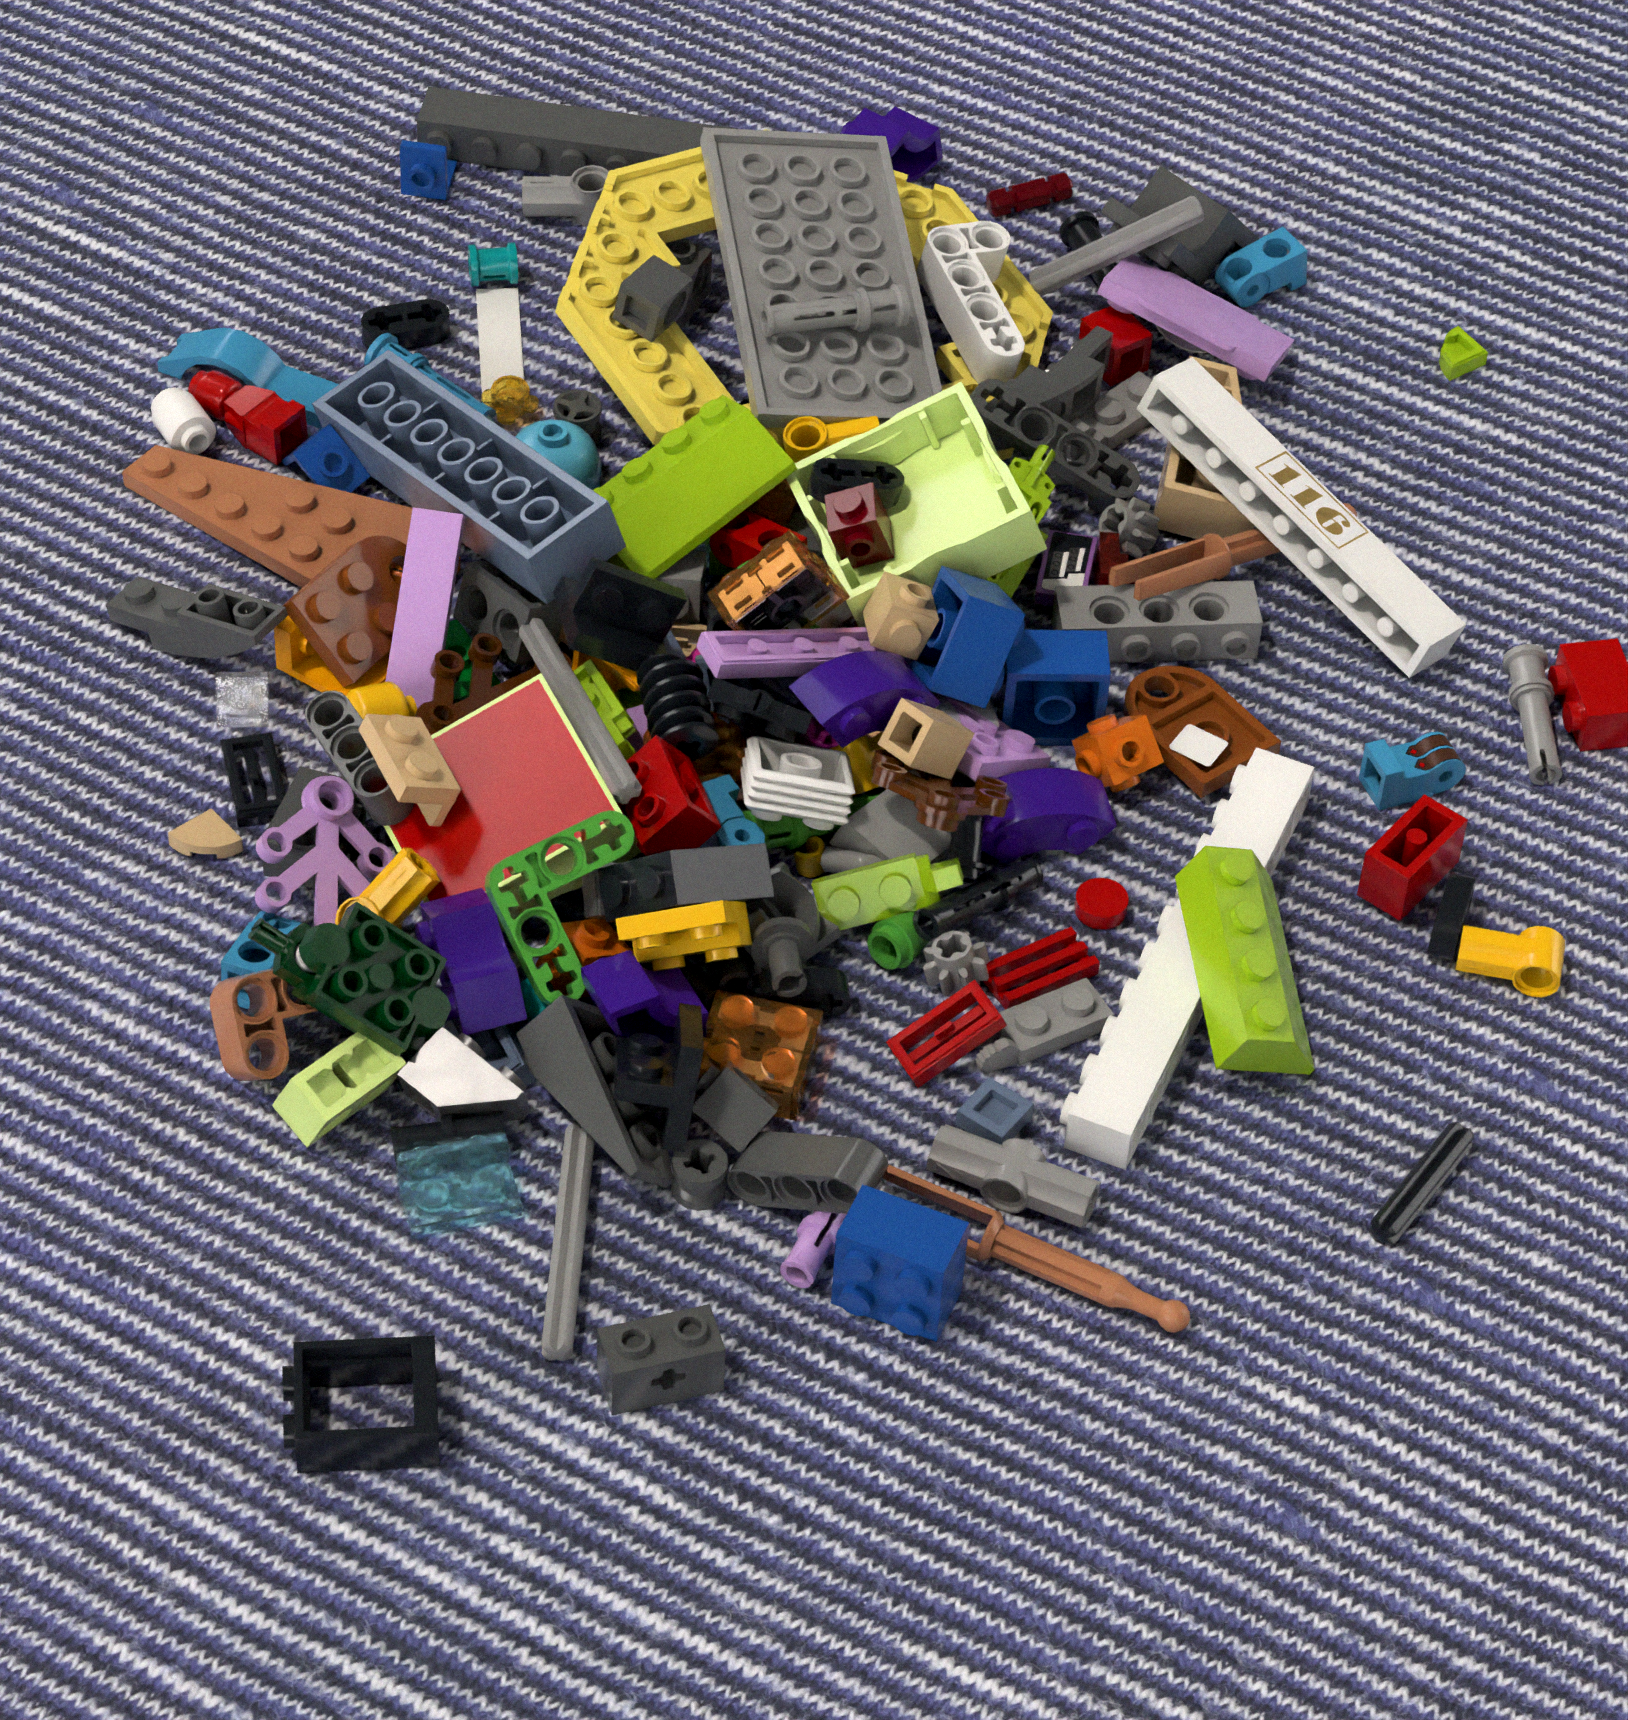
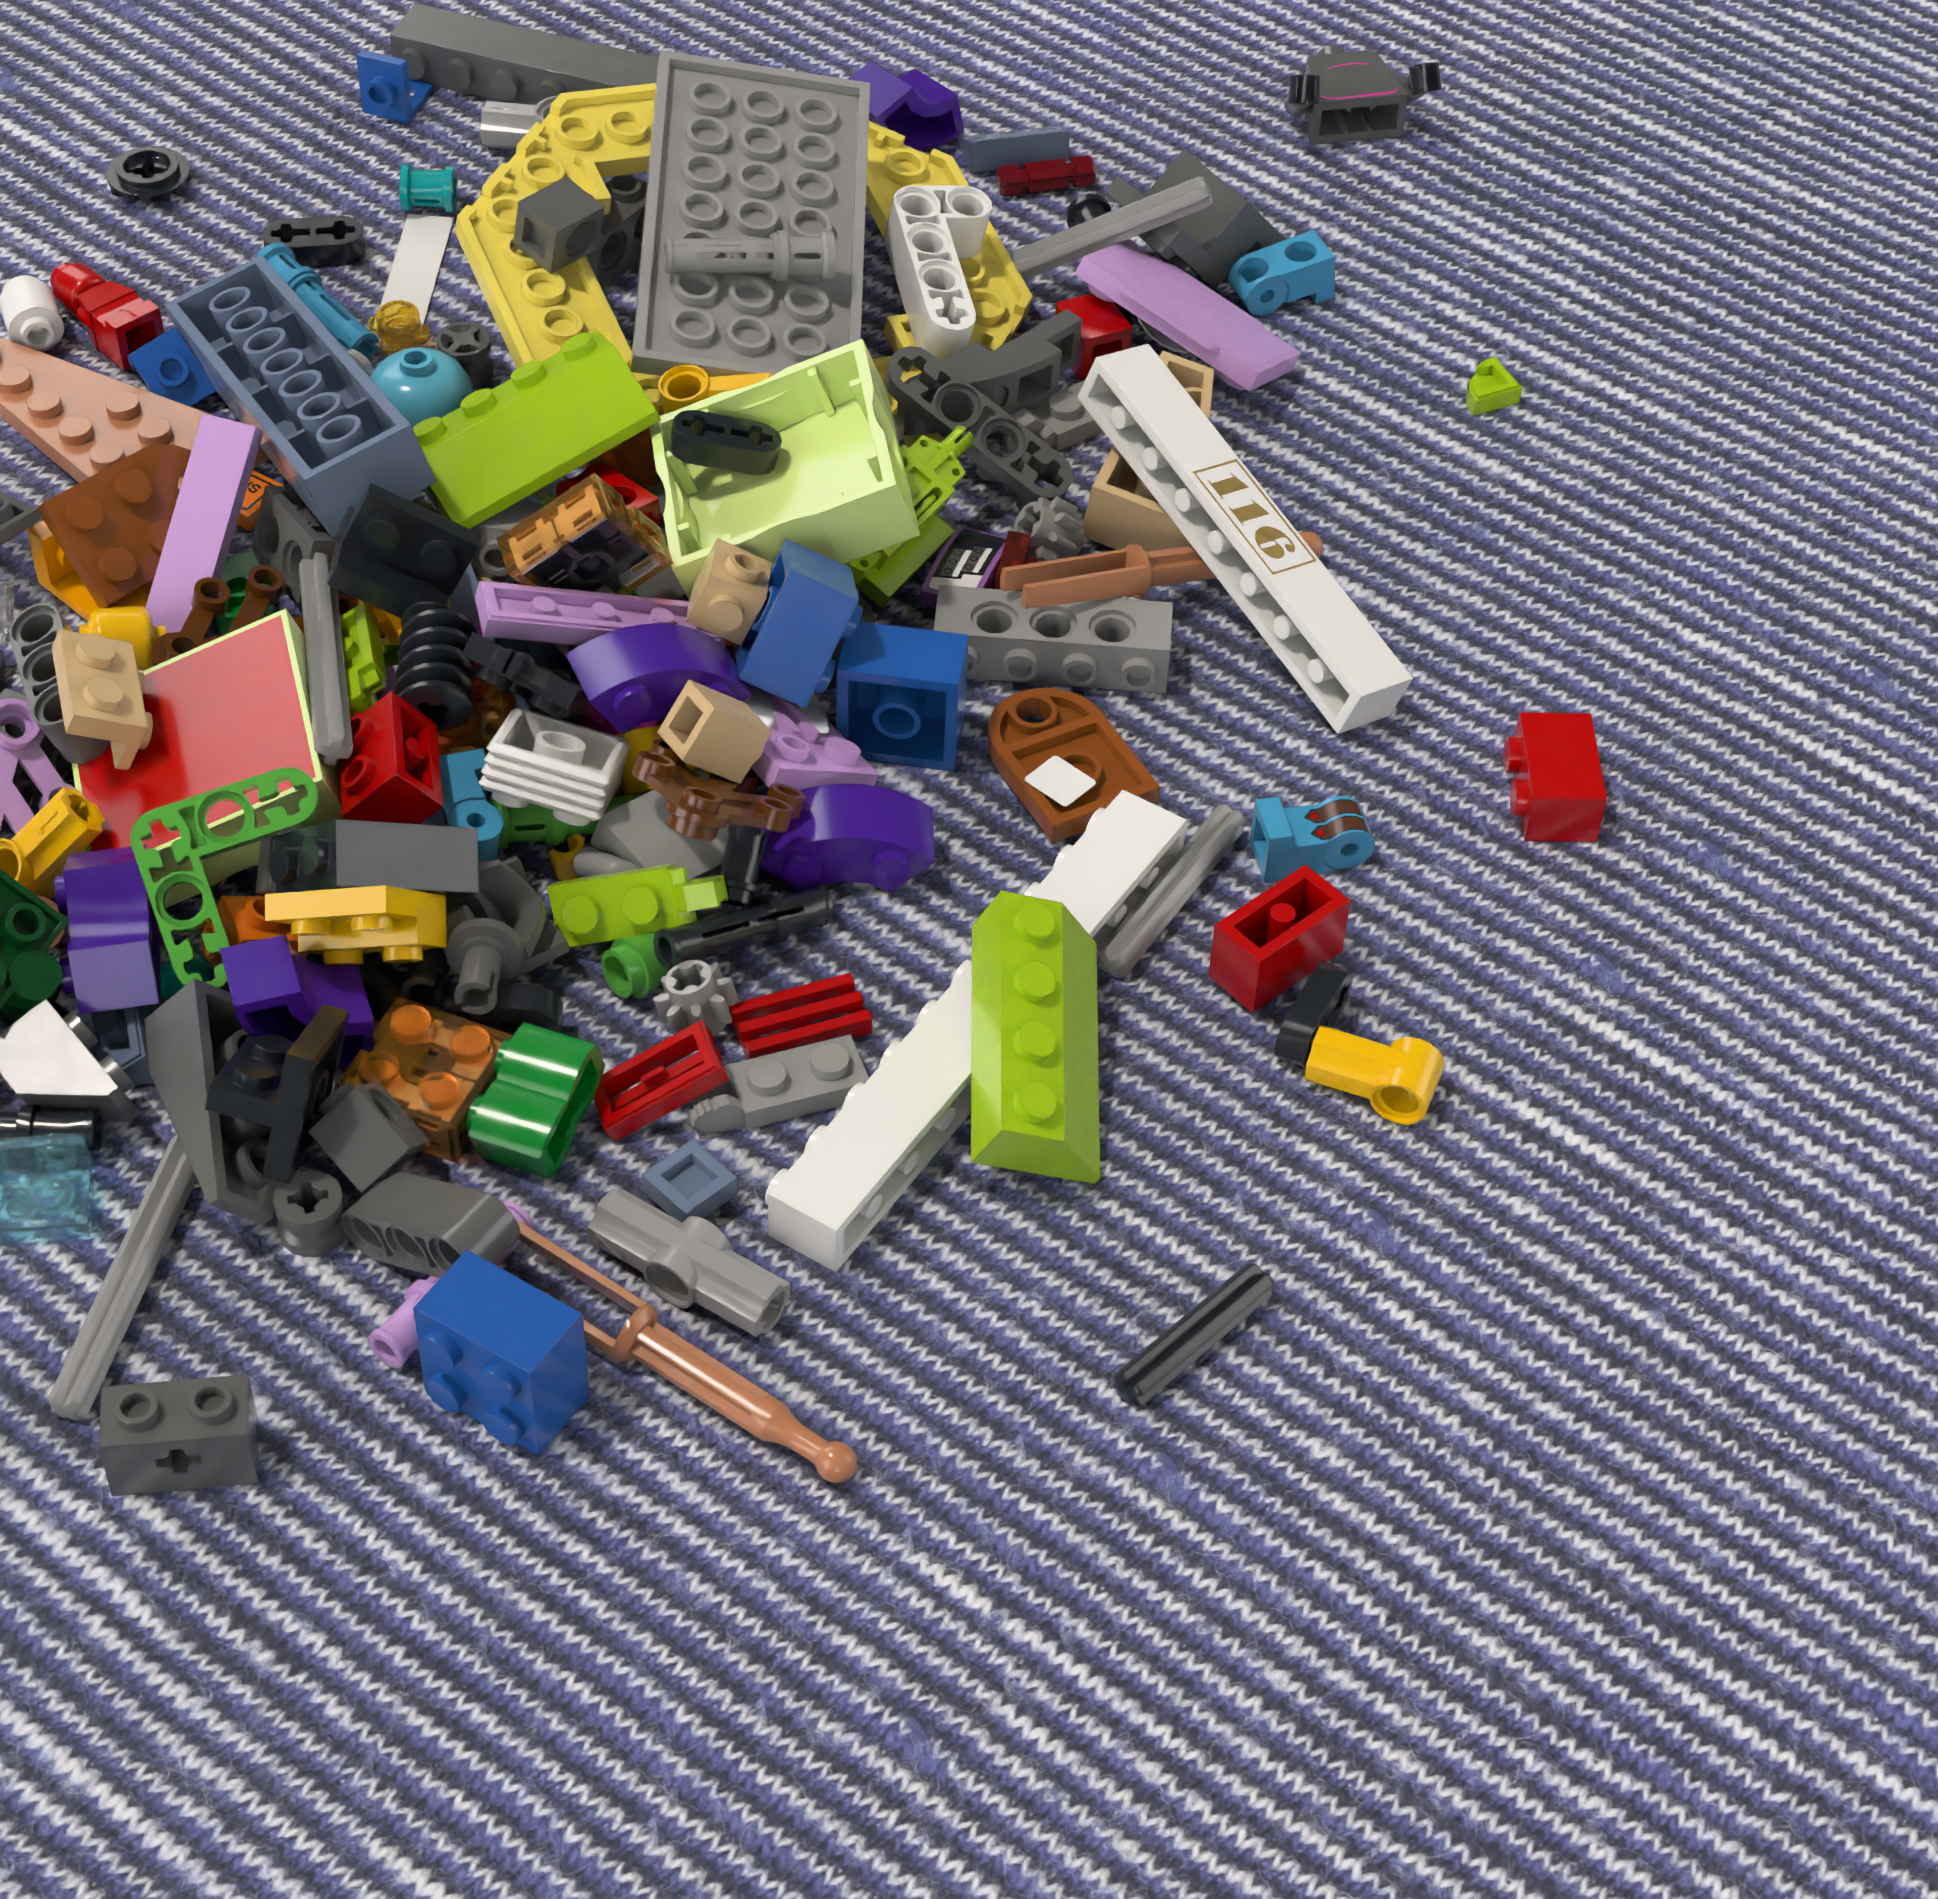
camera: 10 degrees right, 0 degrees up
(249, 266) = (129, 172): none -> black gear
(249, 361) = (122, 258): dark azure piece -> none
(854, 1060) = (535, 1100): none -> green brick
(859, 525) = (716, 490): dark red brick -> none
(994, 170) = (1018, 147): none -> sand blue slope
(1101, 903) = (897, 950): red tile -> none
(1117, 750) = (959, 777): orange brick -> none
(1281, 90) = (1355, 95): none -> dark grey torso
(1310, 824) = (1170, 891): none -> light grey axle
(1531, 697) = (1476, 771): light grey pin -> none

